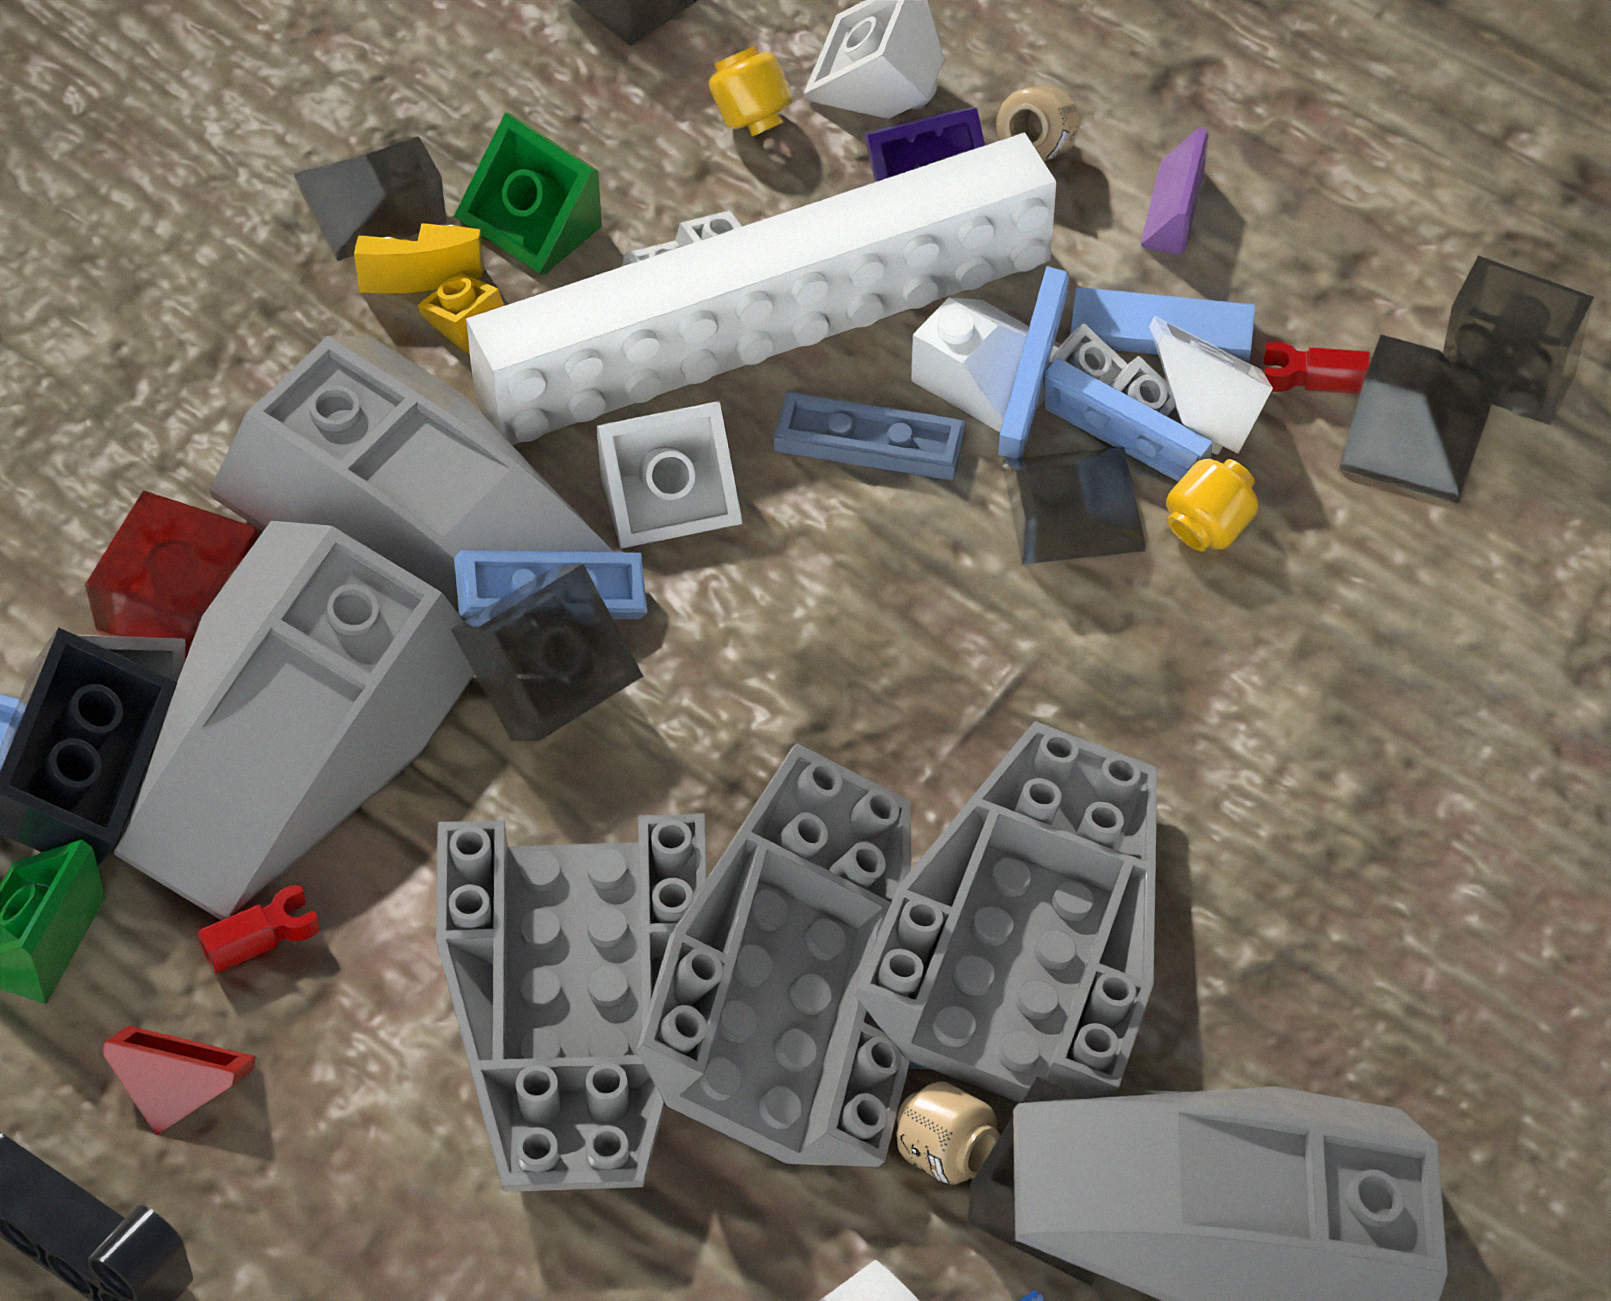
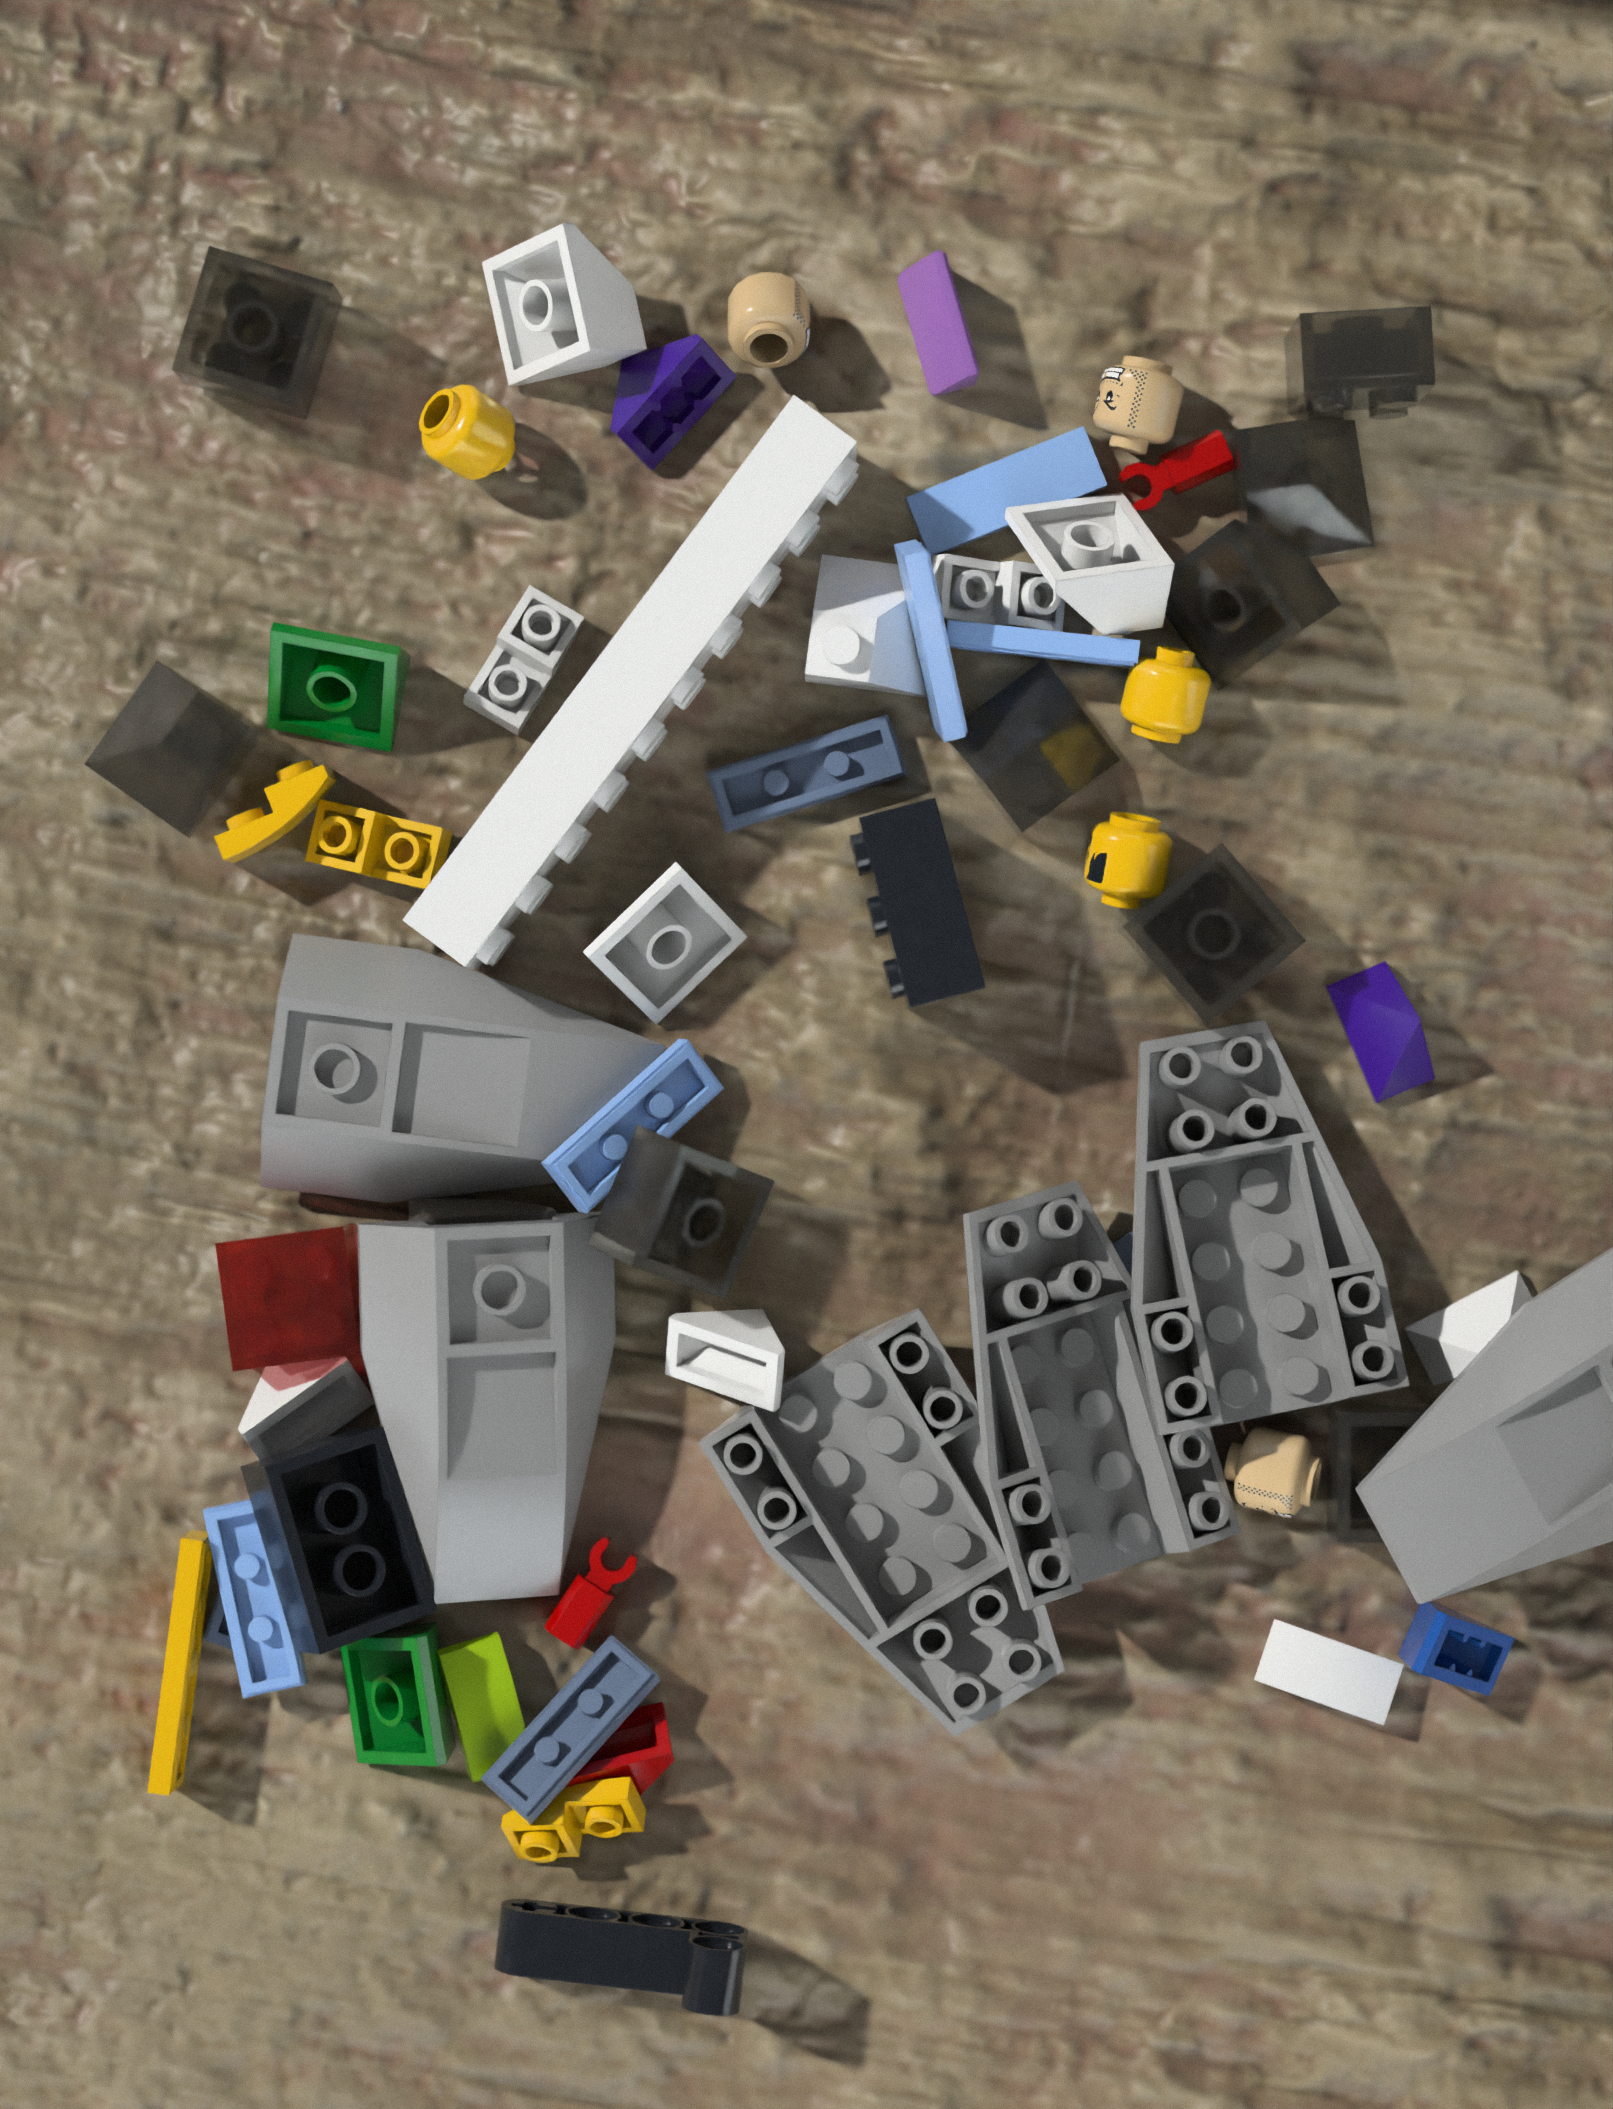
camera: 30 degrees left, 35 degrees up
(96, 967) = (481, 1700): none -> lime slope
(107, 1092) = (593, 1808): none -> yellow slope
(158, 1013) = (570, 1729): none -> sand blue tile
(503, 791) = (728, 1354): none -> white slope
(901, 536) = (917, 904): none -> black brick
(1107, 601) = (1128, 859): none -> yellow head
(1147, 678) = (1211, 935): none -> clear smoke brick
(1260, 848) = (1382, 1031): none -> dark purple slope
(1309, 302) = (1138, 404): none -> tan head
(1321, 469) = (1244, 599): none -> clear smoke slope

